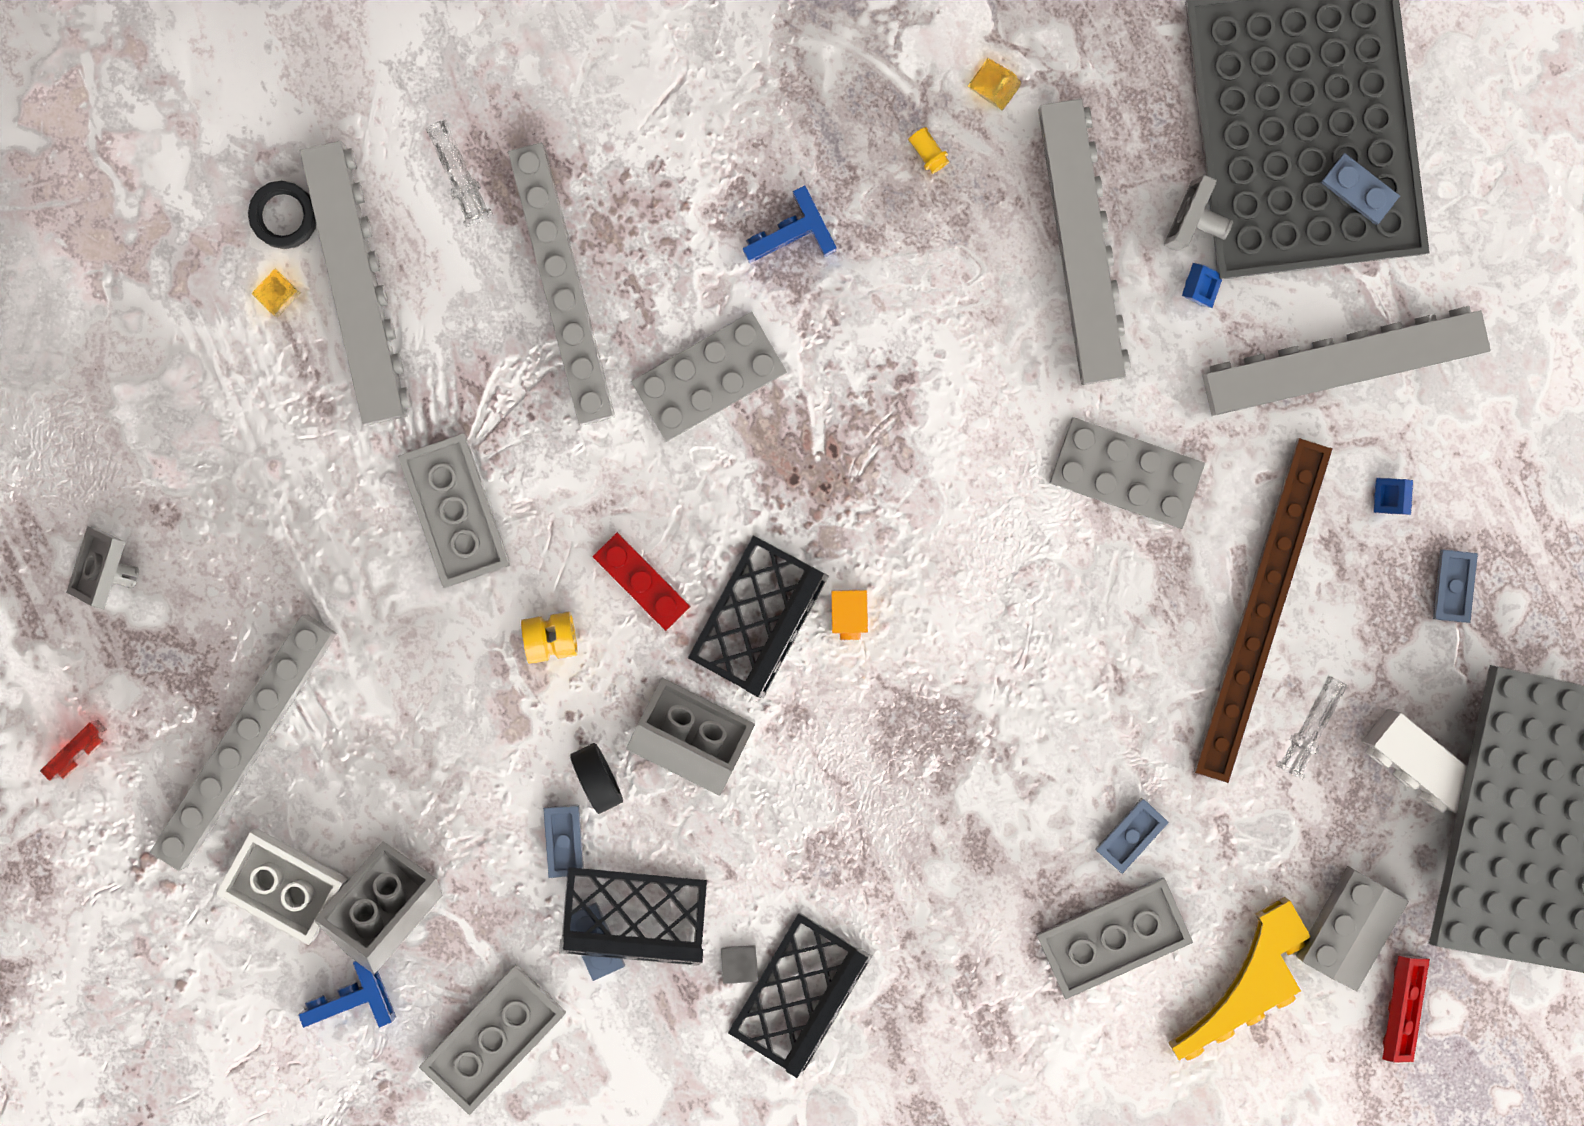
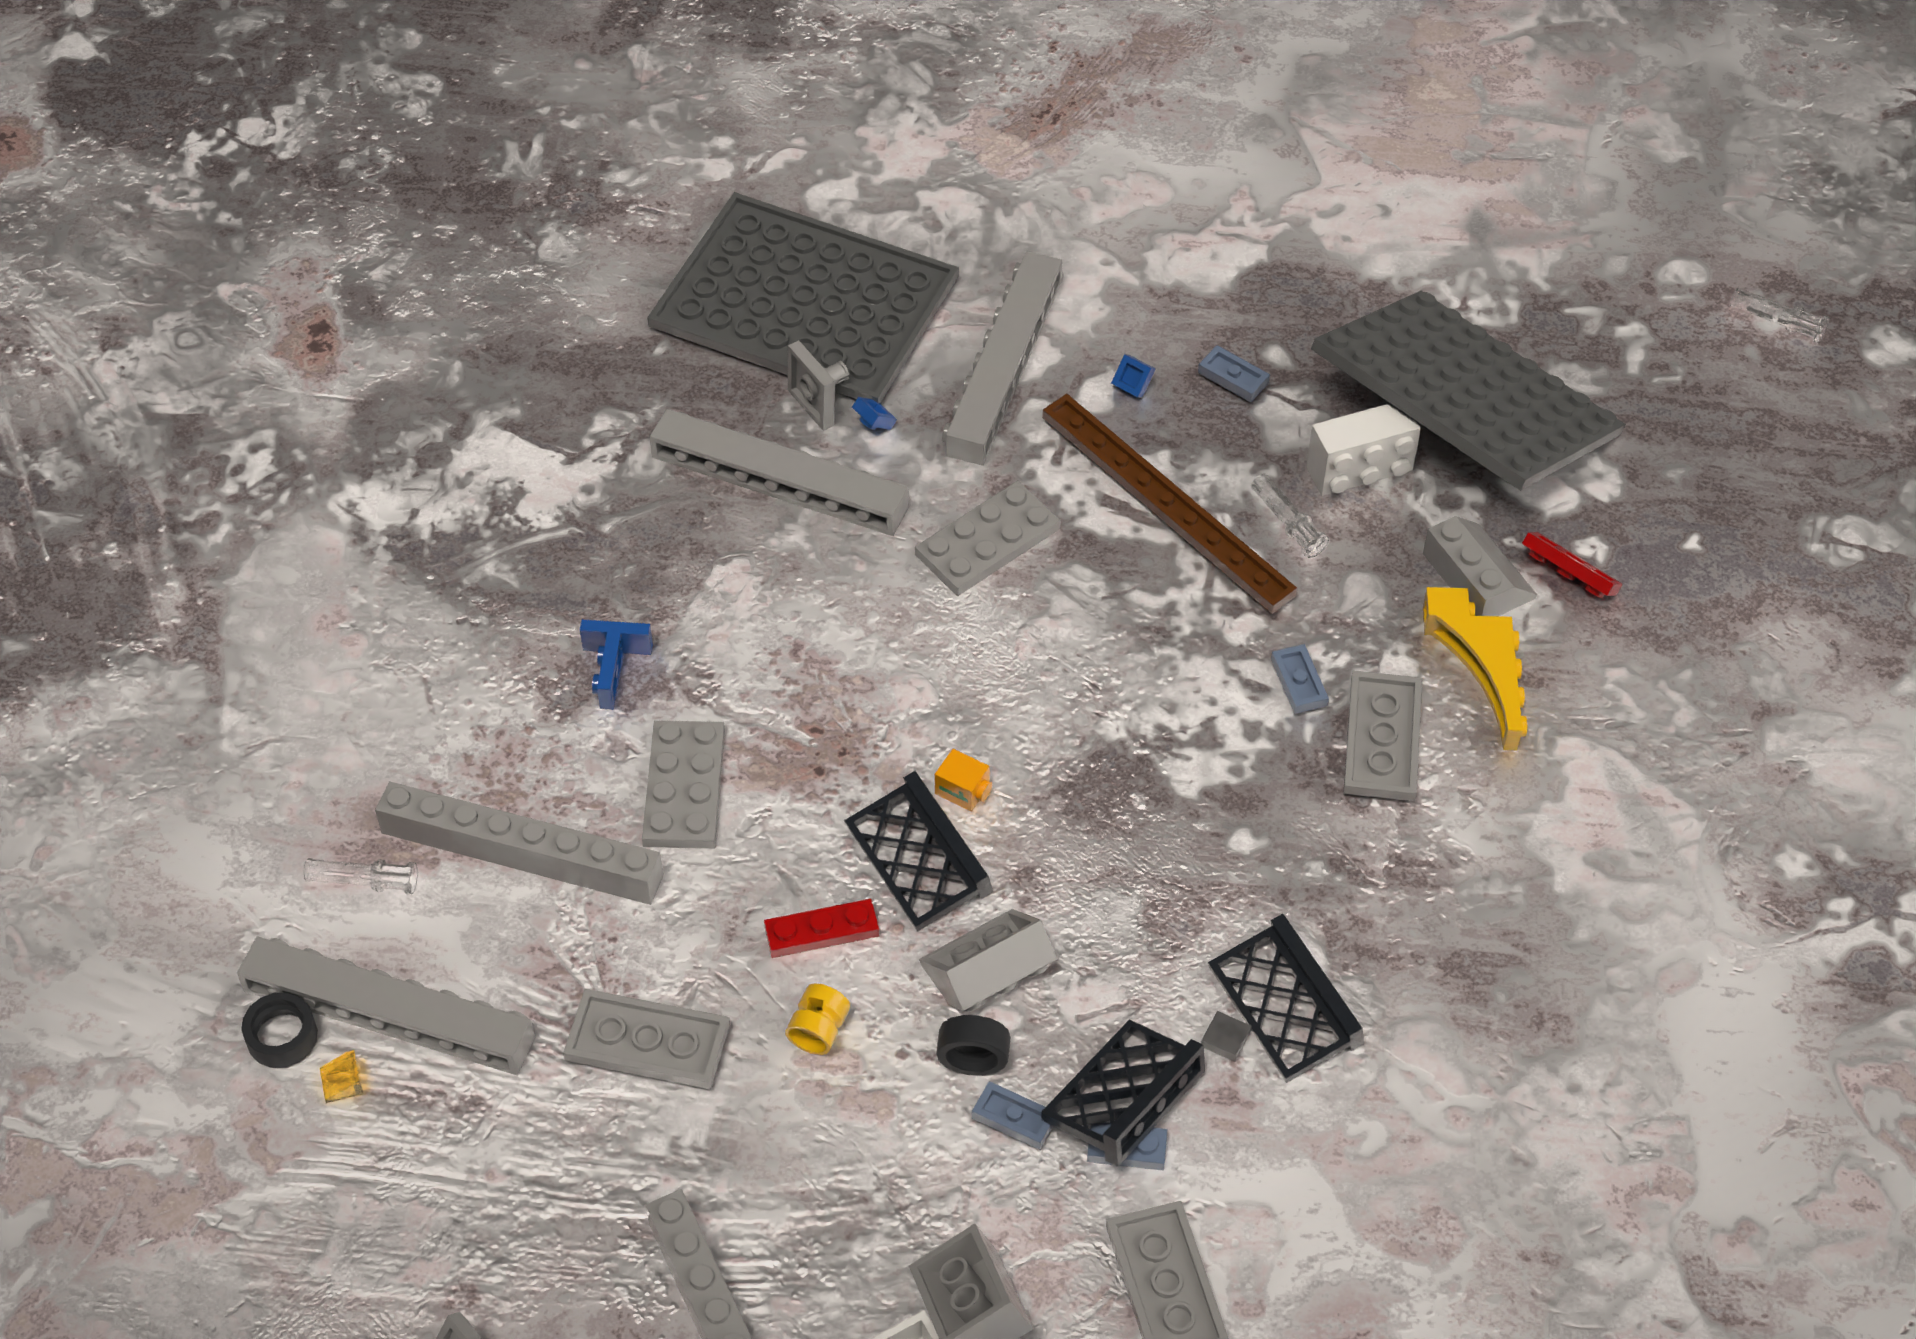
camera: 60 degrees left, 35 degrees down
(929, 150) = (624, 535): yellow pin -> none
(995, 84) = (608, 470): clear yellow slope -> none
(1360, 189) = (876, 281): sand blue plate -> none

